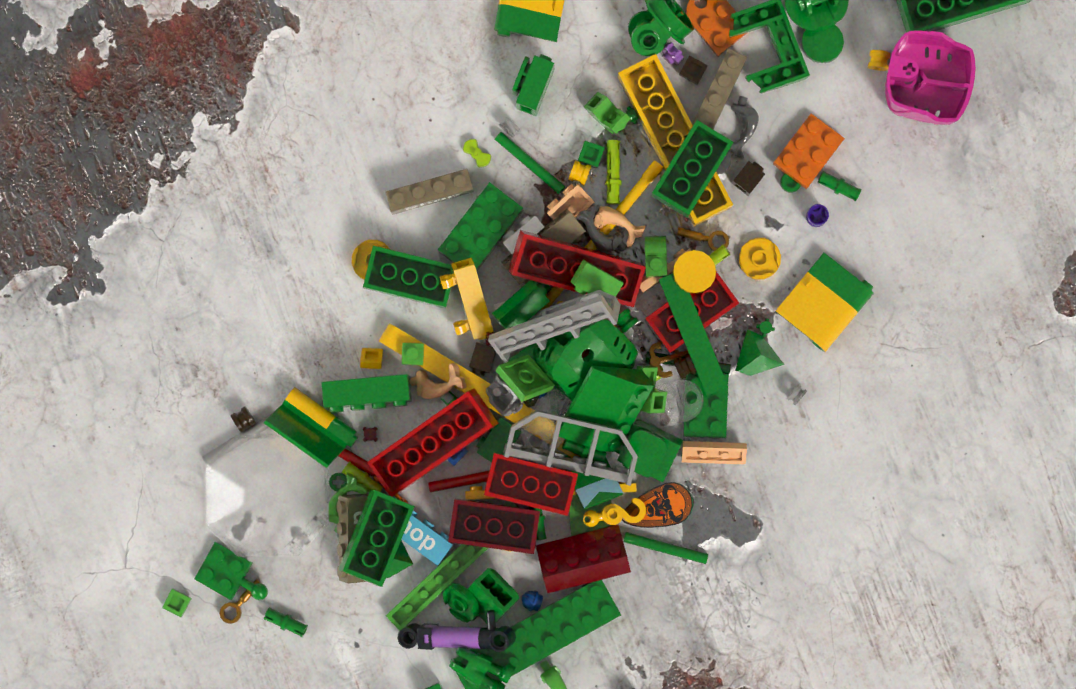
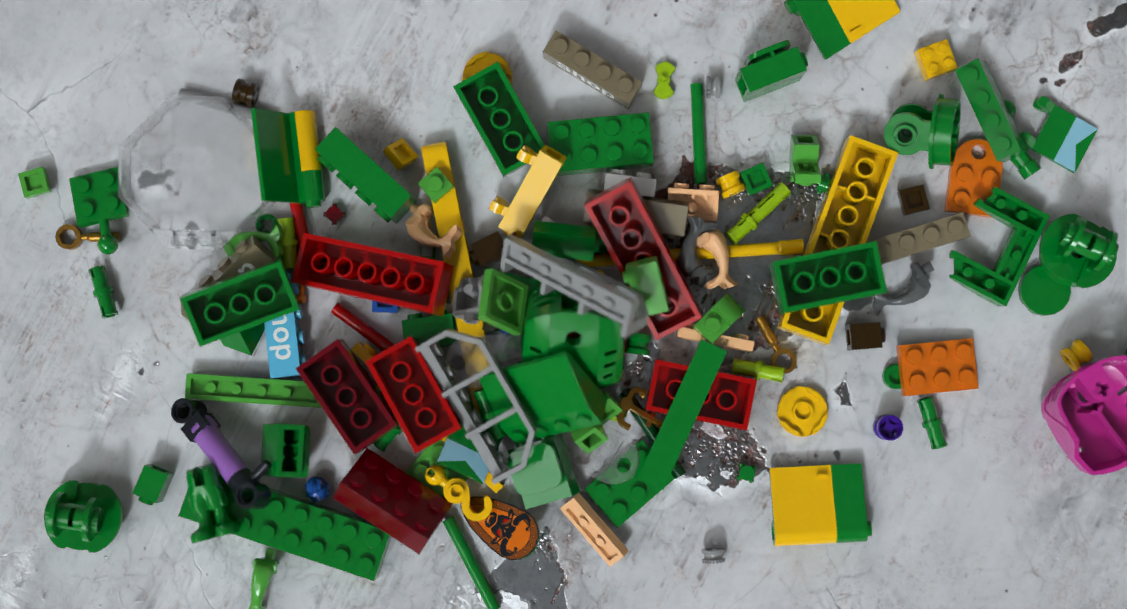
camera: 45 degrees right, 0 degrees up
(461, 602) = (257, 429): green tile -> none
(672, 54) = (910, 168): medium lavender plate -> none
(684, 366) = (646, 433): dark brown wheel -> none
(694, 271) = (737, 364): yellow tile -> none
(756, 355) = (714, 488): green slope -> none

